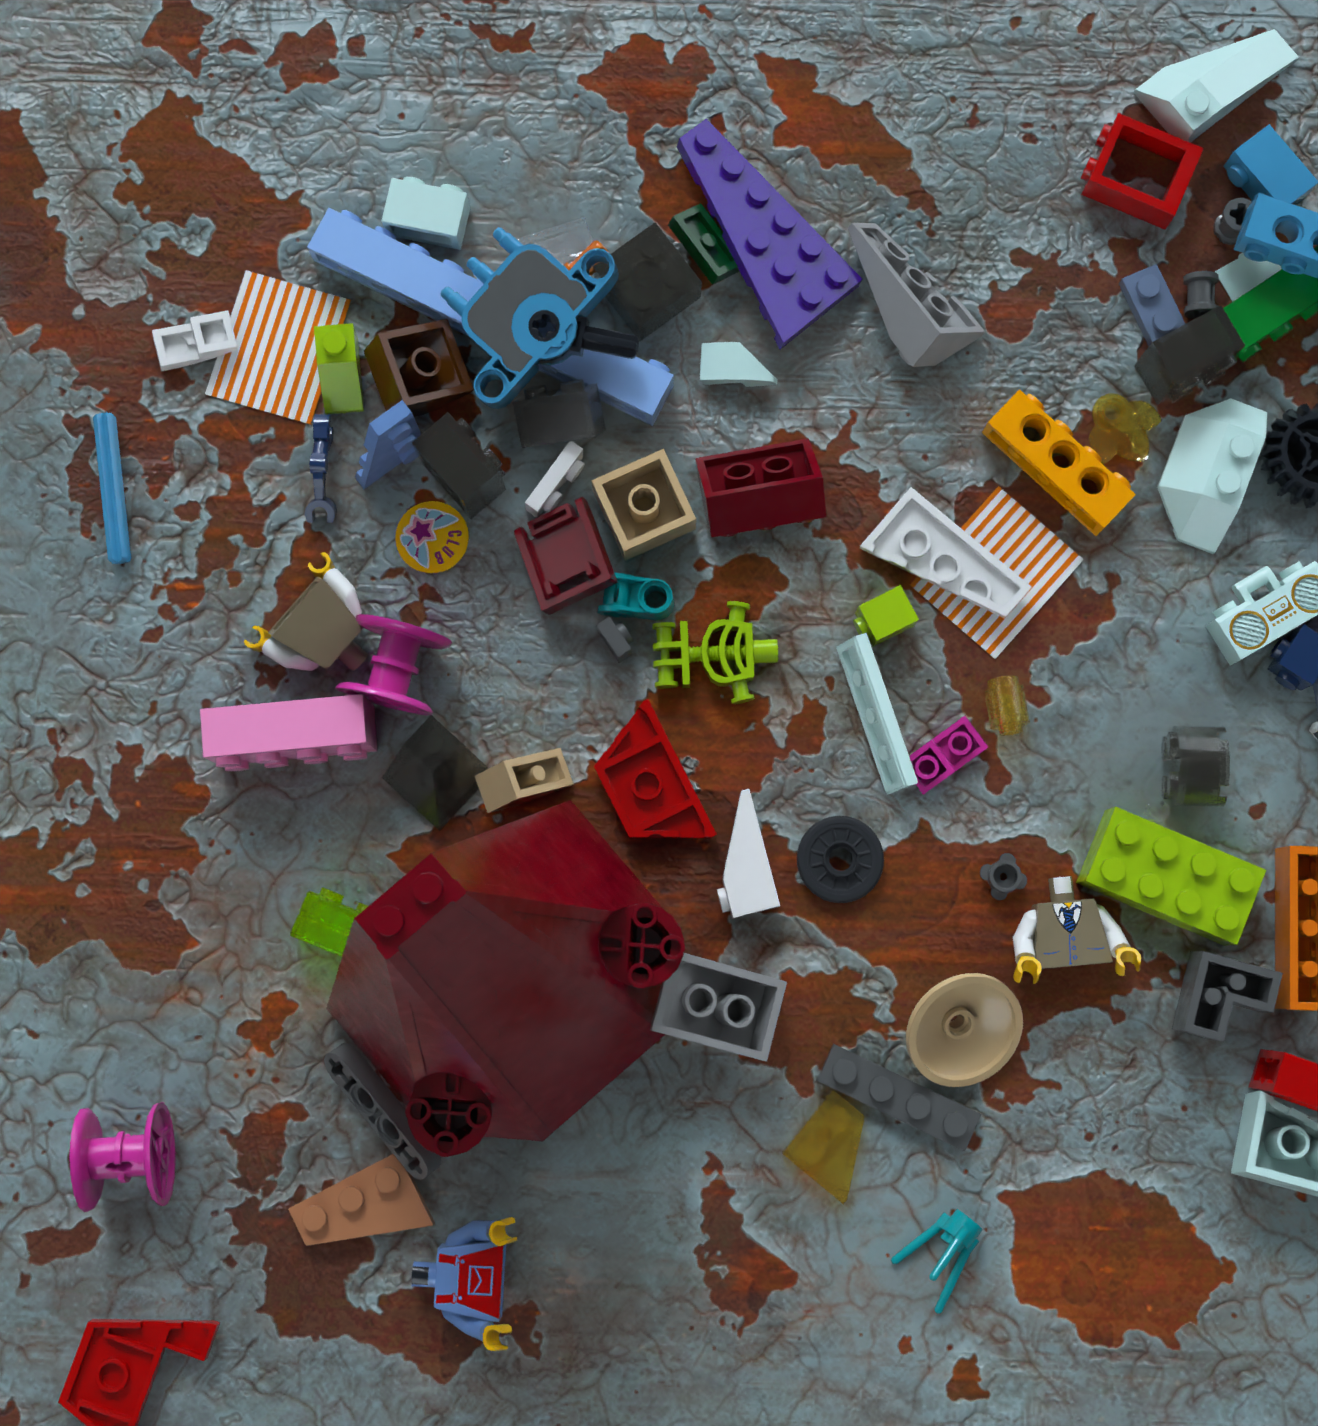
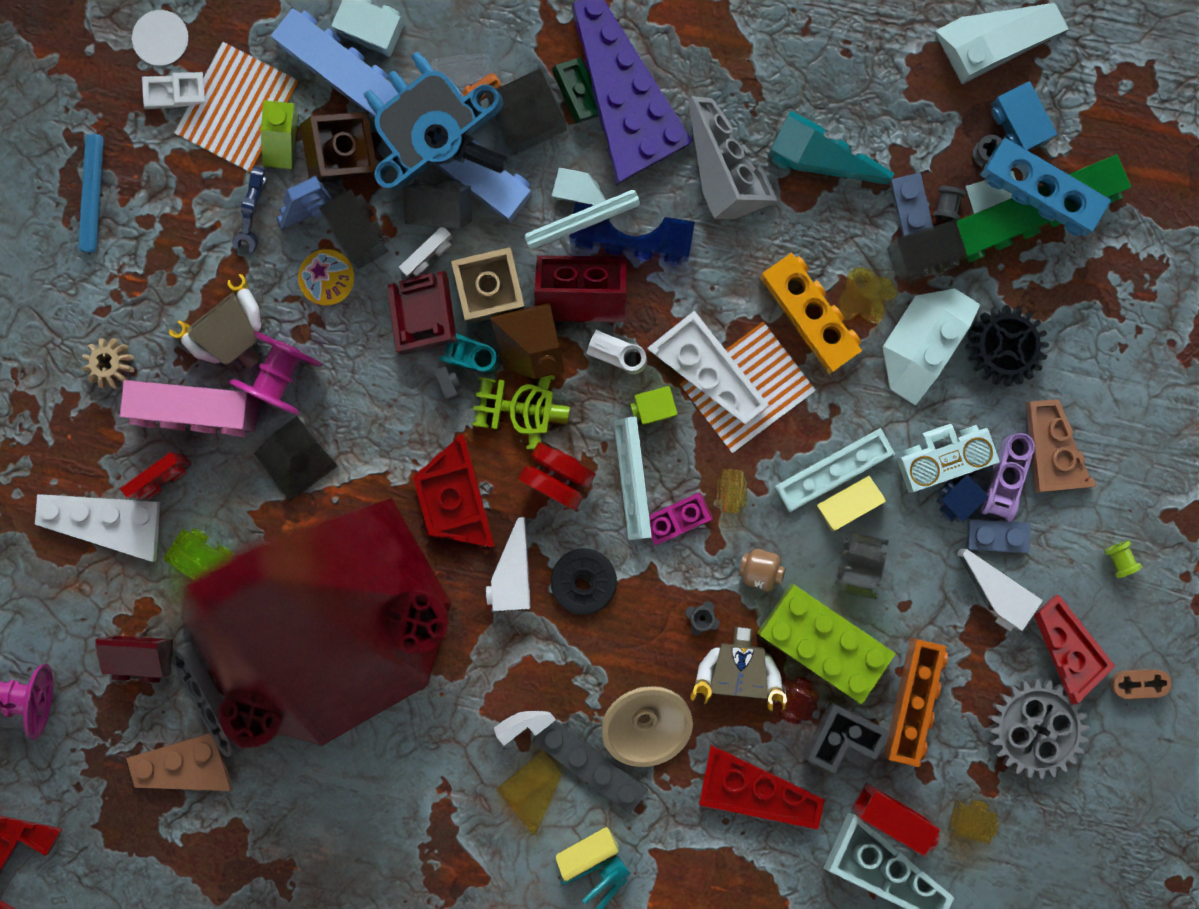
camera: 15 degrees right, 5 degrees up
(161, 707) = (97, 363): none -> tan gear
(165, 280) = (160, 37): none -> white sticker
(207, 903) = (112, 523): none -> white wing
(253, 838) = (149, 482): none -> red plate
(276, 1071) = (135, 657): none -> dark red slope
(470, 1279) = (249, 836): torso -> none
(523, 779) = (359, 476): tan slope -> none
(709, 565) = (528, 341): none -> reddish brown slope
(720, 1007) = (468, 675): light grey slope -> none
(747, 398) = (582, 219): none -> light aqua axle
(763, 410) = (669, 240): none -> clear blue arch
(781, 727) = (558, 473): none -> red wheel
(793, 1060) = (514, 725): none -> white slope
(818, 558) = (614, 352): none -> white piece
(919, 1215) = (586, 853): none -> light yellow slope
(1010, 258) = (806, 148): none -> teal wedge
(1067, 798) = (761, 569): none -> medium nougat head
(1118, 1089) = (752, 791): none -> red wing
(1128, 199) = (909, 118): red window -> none
(1130, 654) = (834, 470): none -> light aqua tile
(1157, 957) = (800, 700): none -> clear red head
(1161, 692) = (851, 503): none -> light yellow slope

